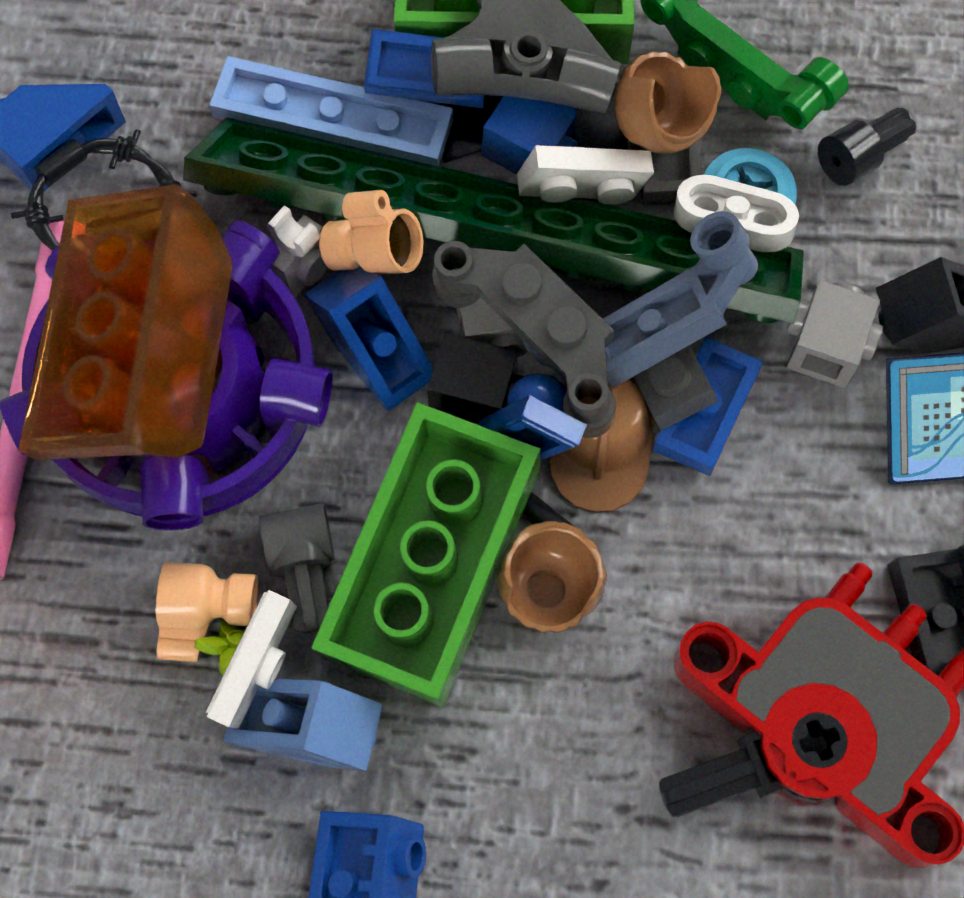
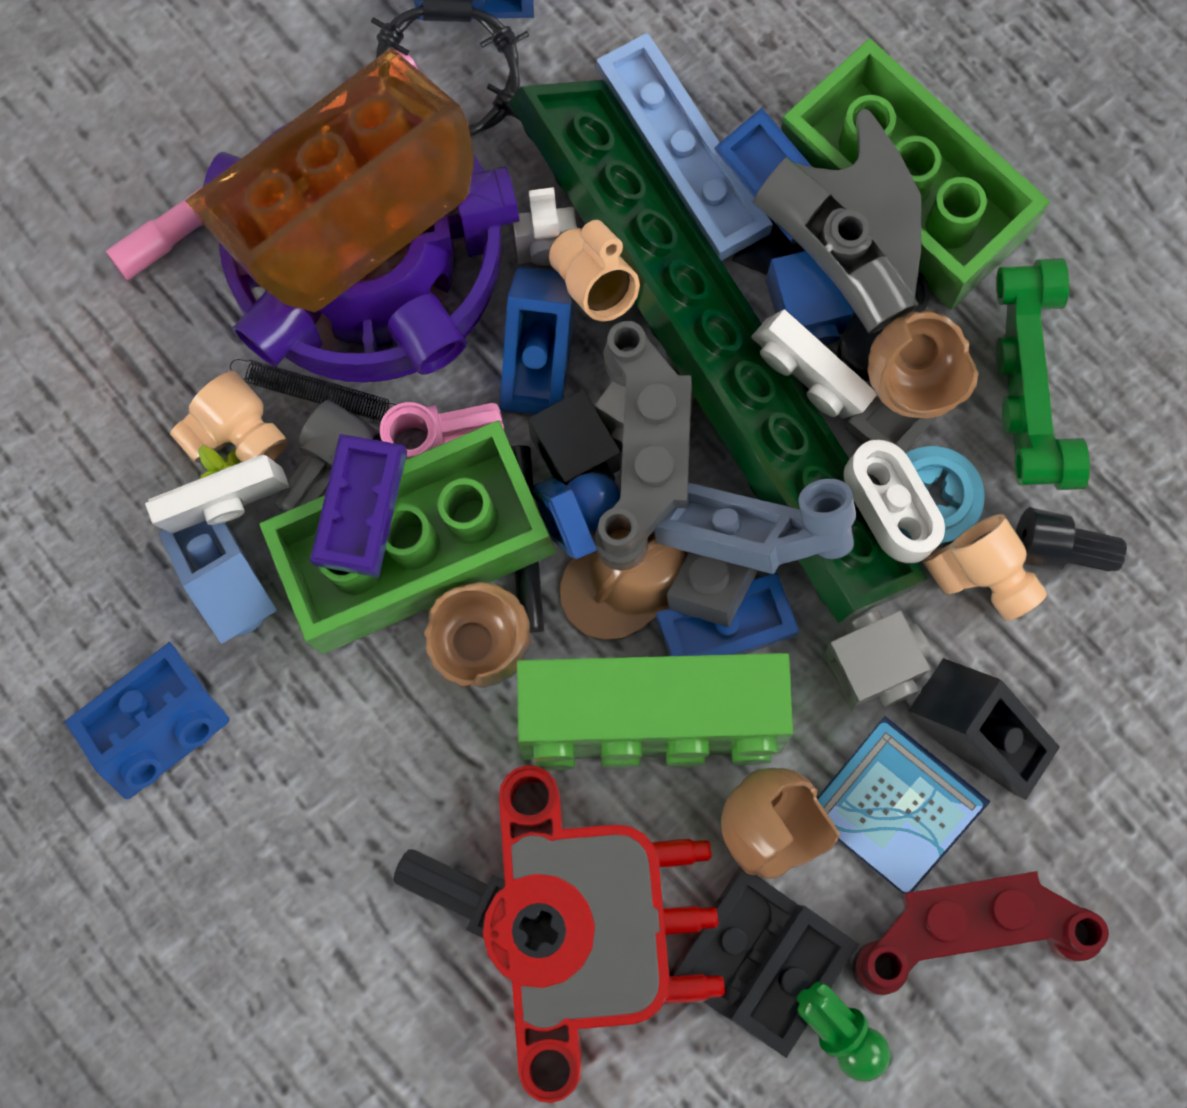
camera: 45 degrees right, 5 degrees up
(235, 520) = (260, 378): none -> black piece
(365, 461) = (439, 427): none -> bright pink axle
(381, 557) = (358, 505): none -> dark purple plate
(722, 510) = (654, 709): none -> bright green brick
(831, 194) = (992, 558): none -> light nougat piece
(886, 505) = (776, 823): none -> medium nougat hair

